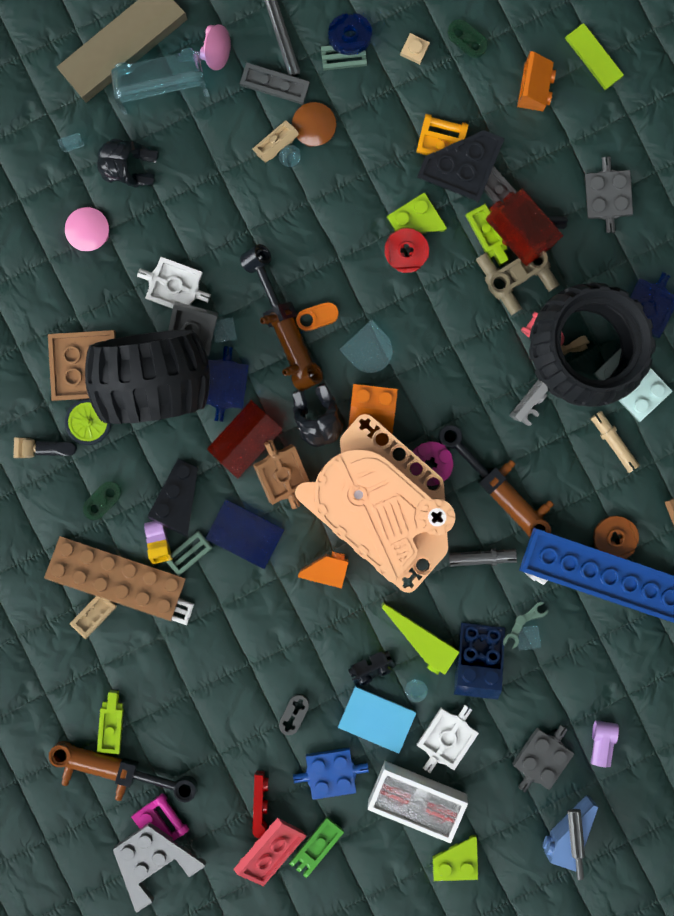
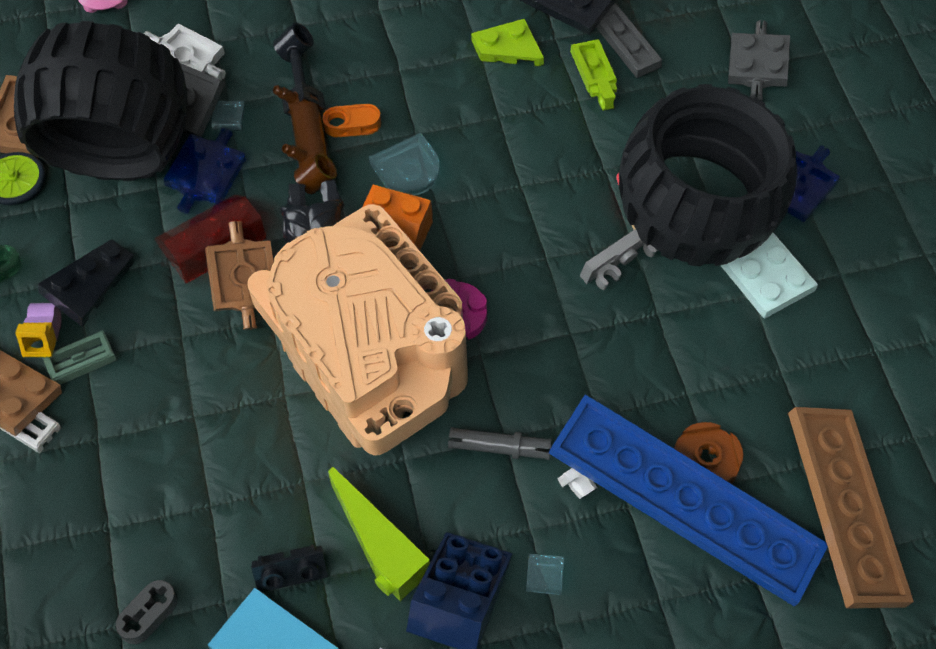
camera: 15 degrees right, 30 degrees down
(245, 534) = (167, 349): clear blue plate -> none
(326, 570) = (261, 403): orange slope -> none
(416, 258) = (491, 82): red plate -> none
(416, 691) = (348, 616): clear light blue plate -> none
(499, 488) = (539, 343): dark orange piece -> none
(514, 275) = (616, 115): dark tan piece -> none
(520, 621) = (538, 542): sand green piece -> none
(525, 226) = (642, 53): clear red piece -> none
(614, 441) = (719, 319): tan pin -> none

